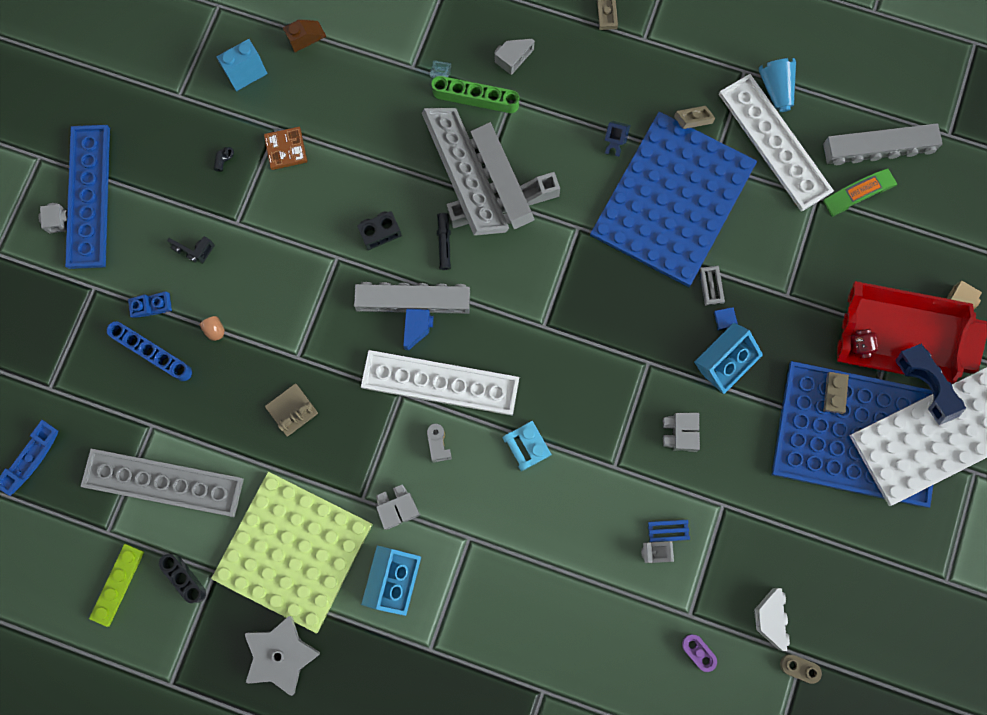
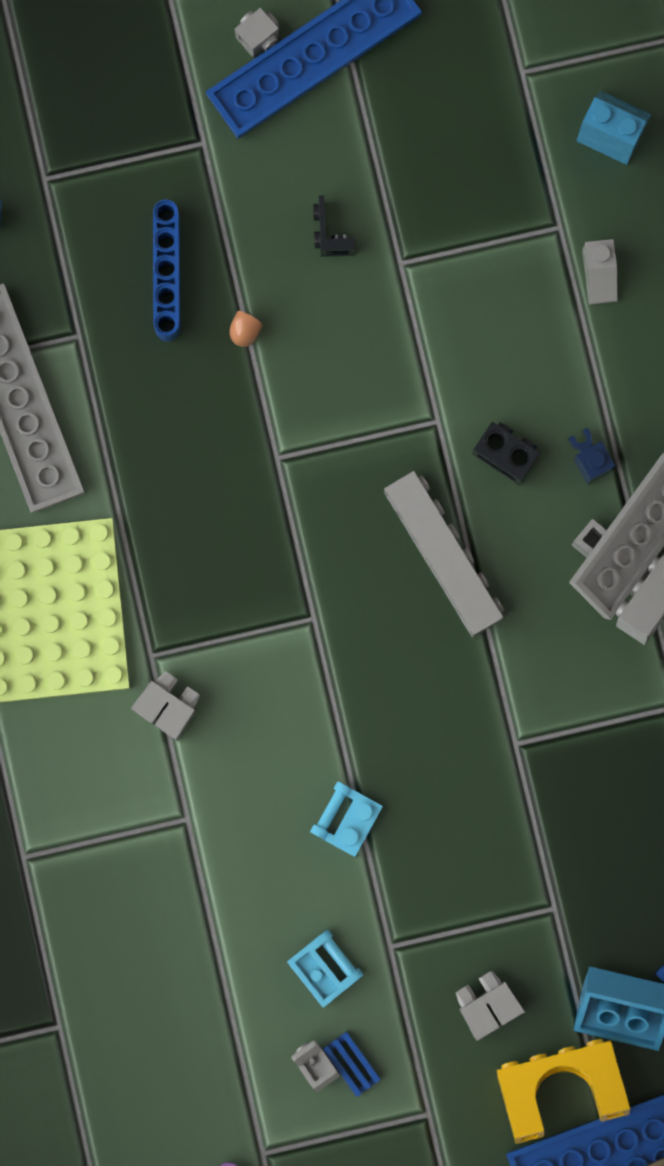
camera: 55 degrees right, 5 degrees up
(149, 305) = (225, 228): blue slope -> none
(221, 157) = (474, 185): black arm -> none
(285, 148) = (539, 258): dark orange tile -> none
(291, 410) = (206, 495): dark tan hinge -> none
(314, 119) = (600, 271): none -> light grey slope
(391, 580) = (75, 756): dark azure slope -> none
(414, 186) = (592, 460): none -> dark blue brick
(416, 326) = (410, 582): blue slope -> none
(435, 437) = (285, 697): light grey leg -> none
(440, 382) = (357, 659): white plate -> none
(444, 242) = (544, 545): black pin -> none
(605, 518) = (316, 973): none -> medium azure plate
(752, 393) = (592, 1063): none -> yellow arch

